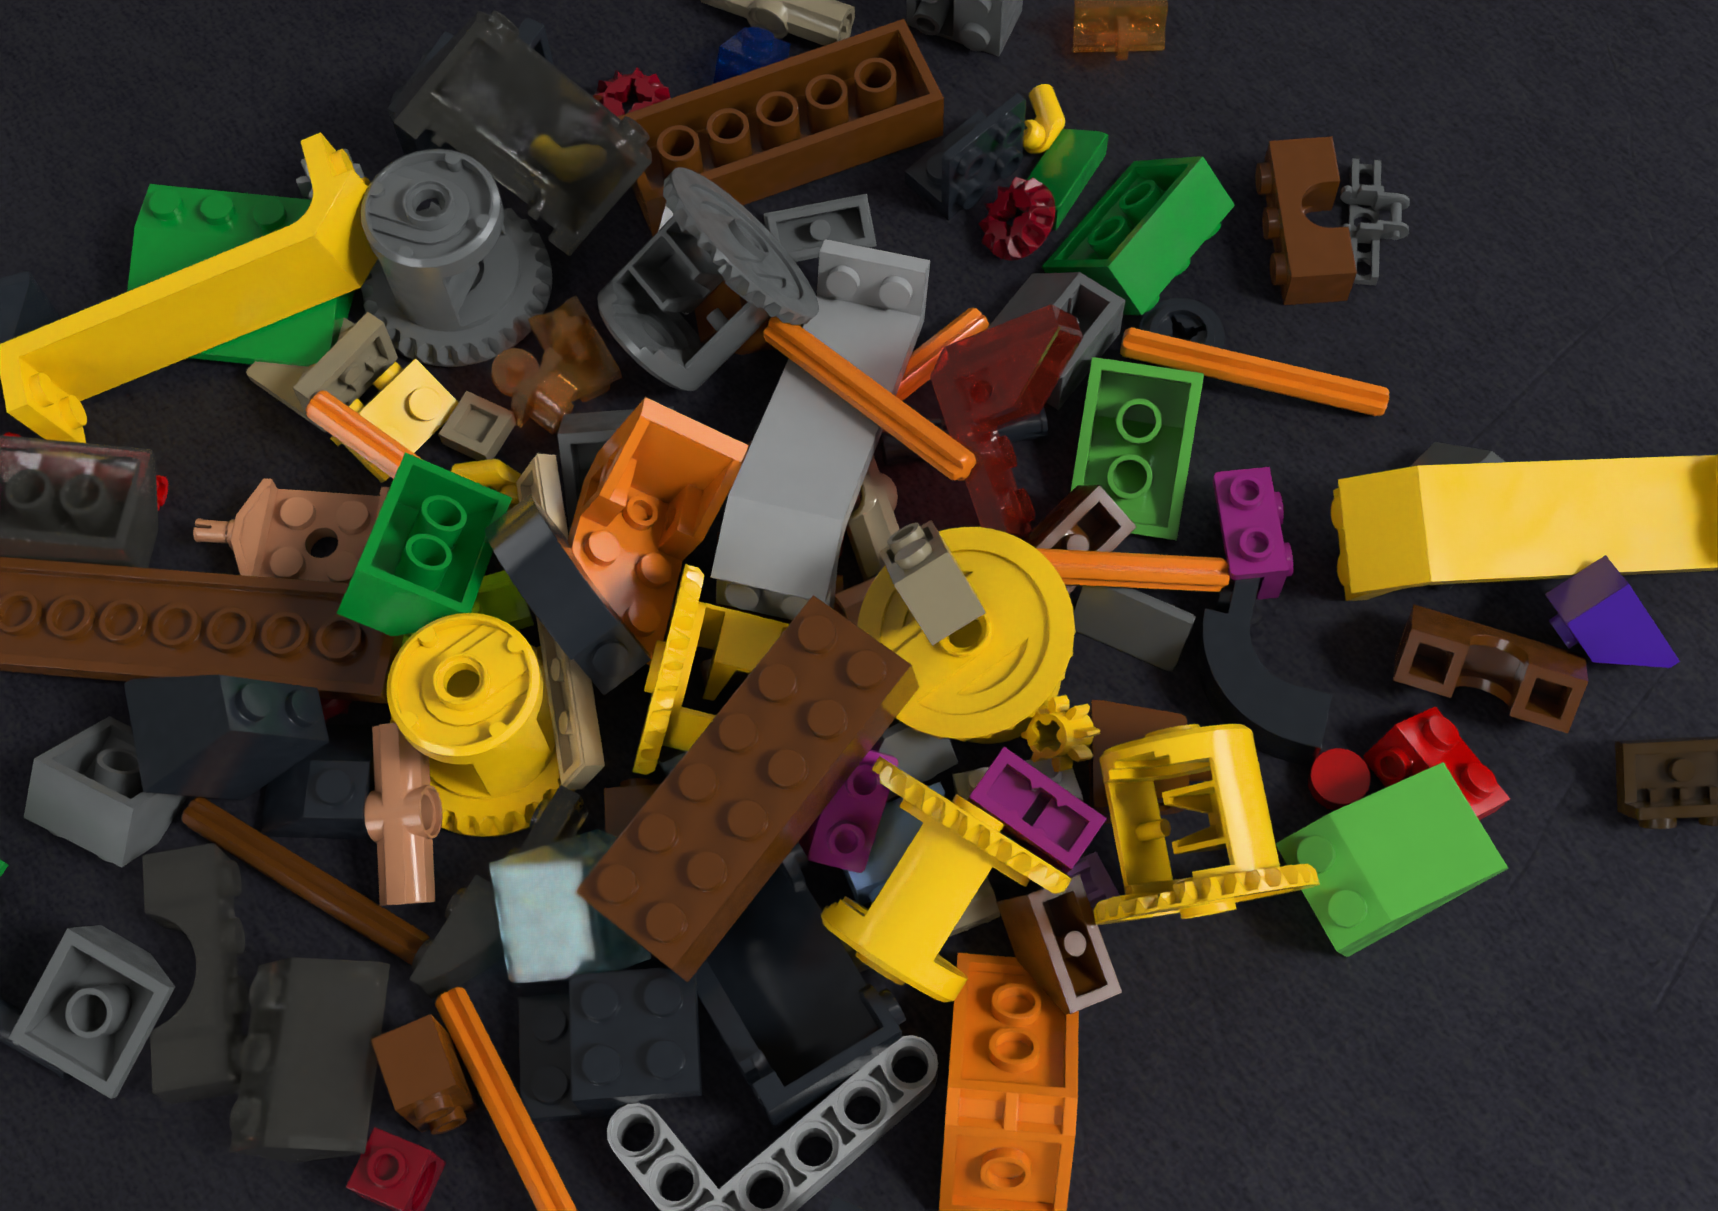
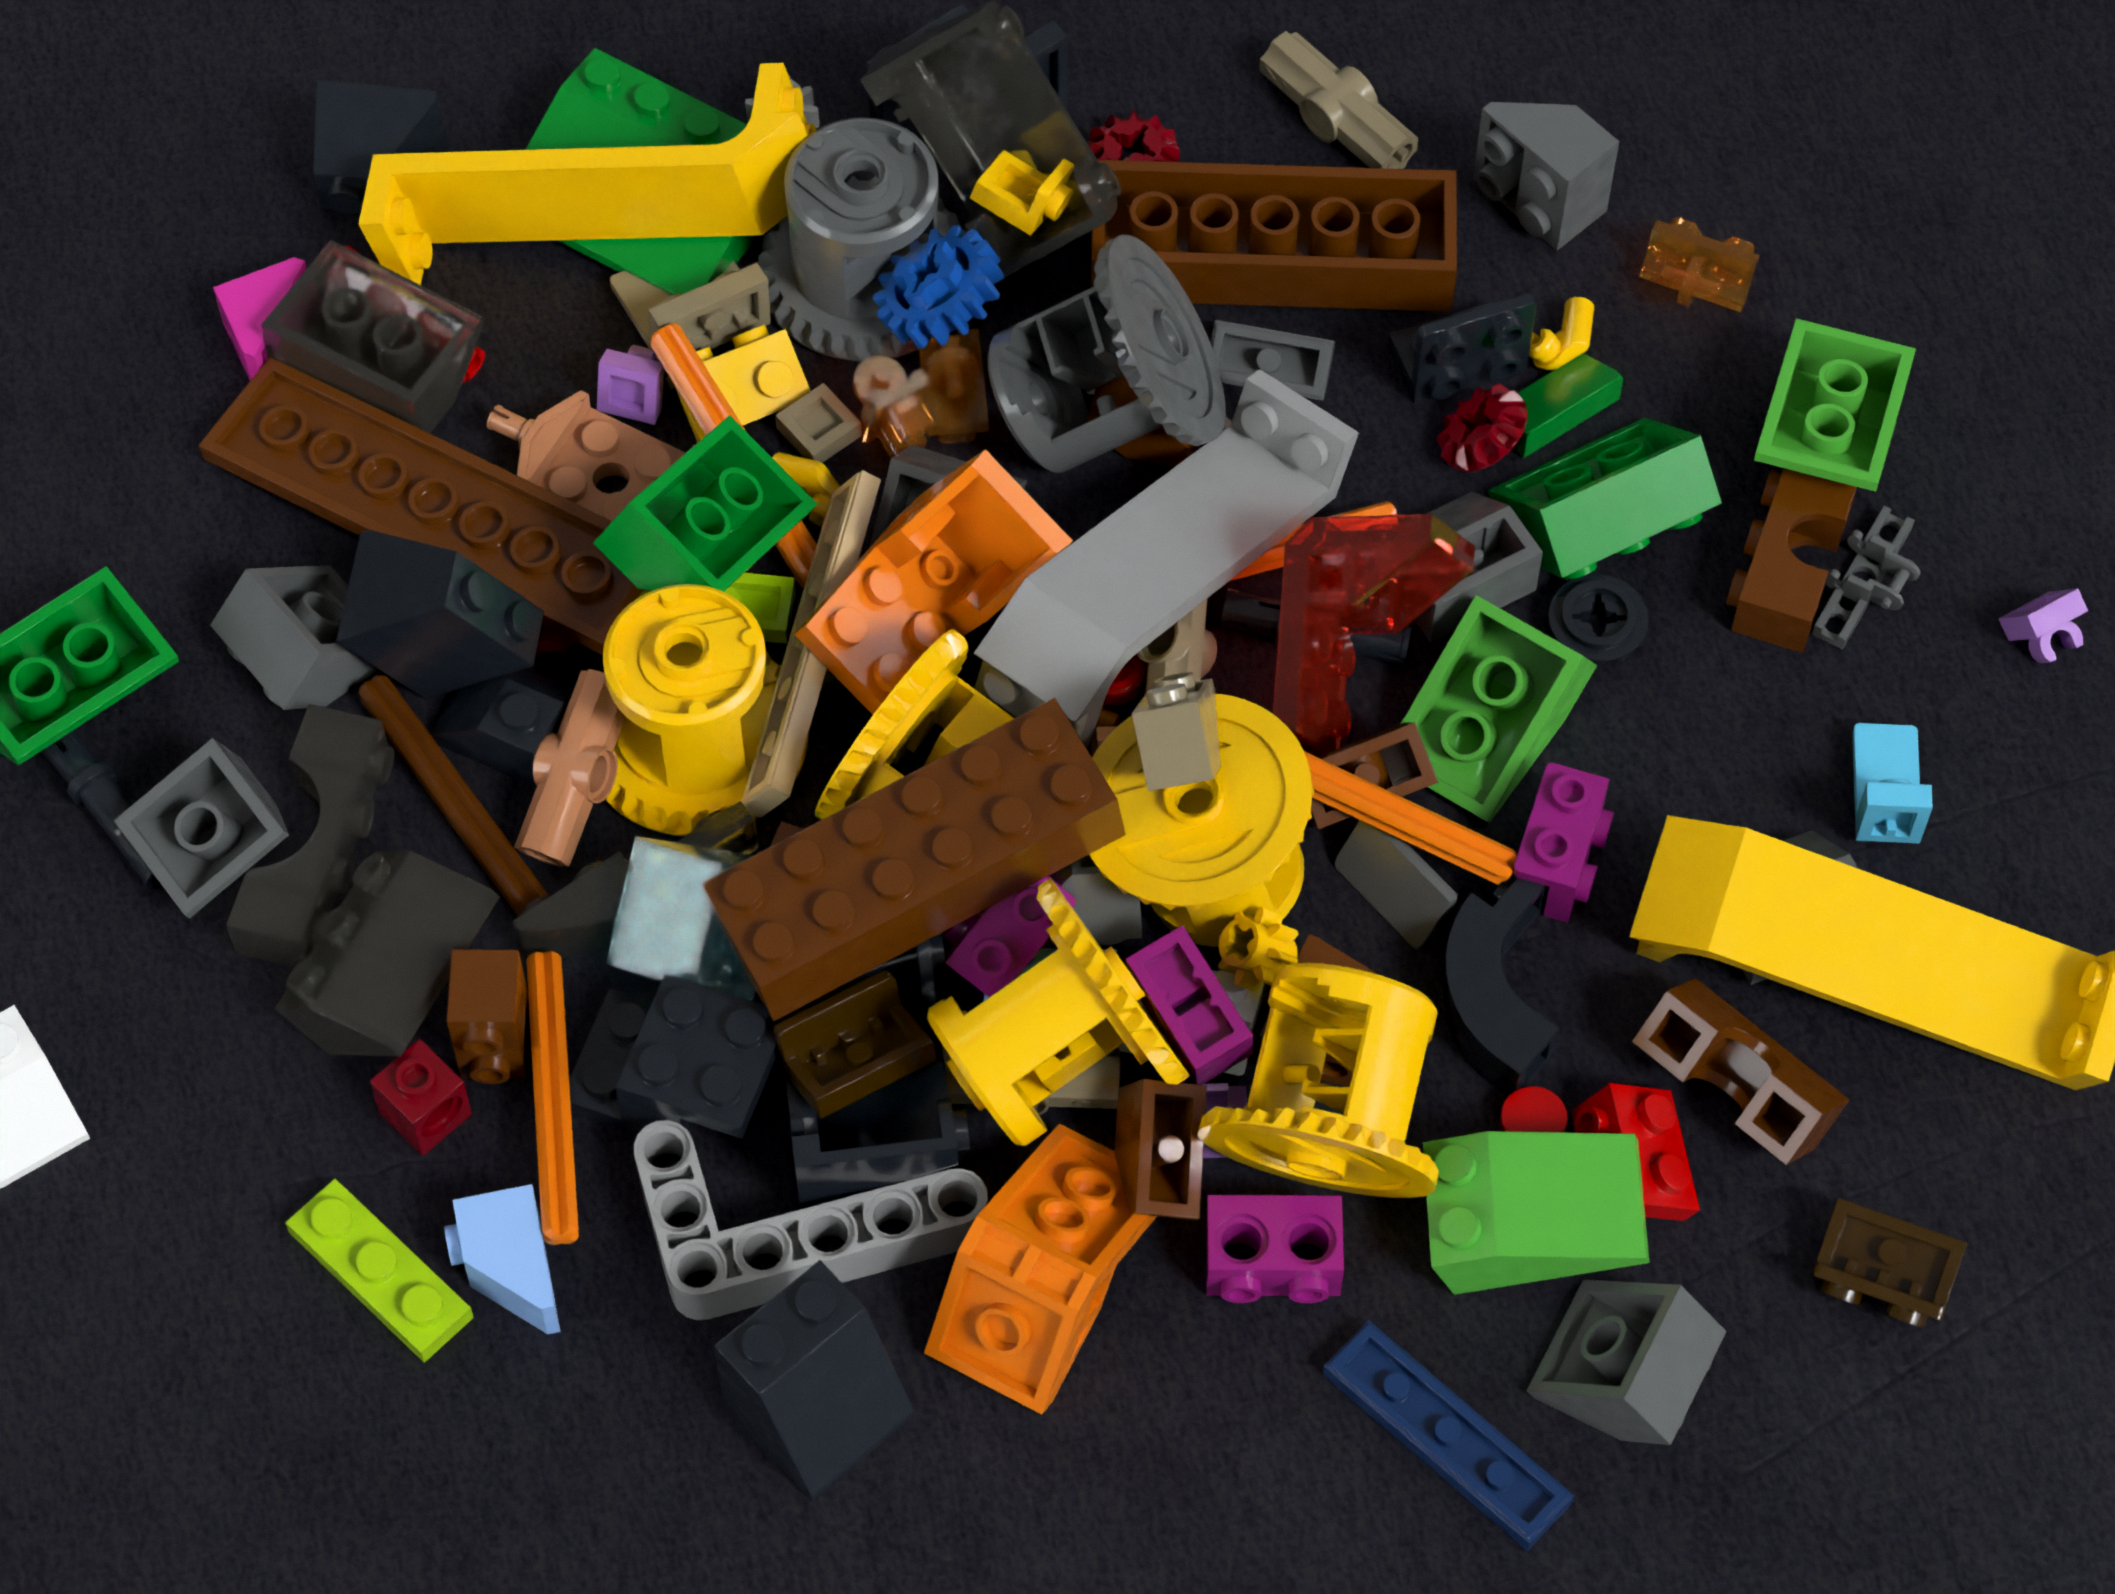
camera: 20 degrees right, 5 degrees down
(304, 455) = (631, 384): none -> medium lavender tile
(530, 273) = (938, 287): none -> blue gear
(564, 596) = (820, 615): black arch -> none
(565, 168) = (1023, 193): none -> yellow bracket
(749, 51) = (1282, 143): clear blue bracket -> none
(762, 970) = (852, 1044): none -> dark brown bracket
(871, 399) = (1220, 544): orange axle -> none
(1181, 973) = (1273, 1229): none -> magenta brick
(1254, 372) = (1654, 683): orange axle -> none
(1288, 92) = (1835, 405): none -> bright green slope
(1407, 1087) = (1448, 1435): none -> dark blue tile
(1472, 382) = (1887, 784): none -> medium azure bracket
(1520, 199) = (2043, 618): none -> medium lavender tile
(1522, 956) = (1629, 1359): none -> dark grey slope
(1608, 619) = (1890, 1073): dark purple slope -> none

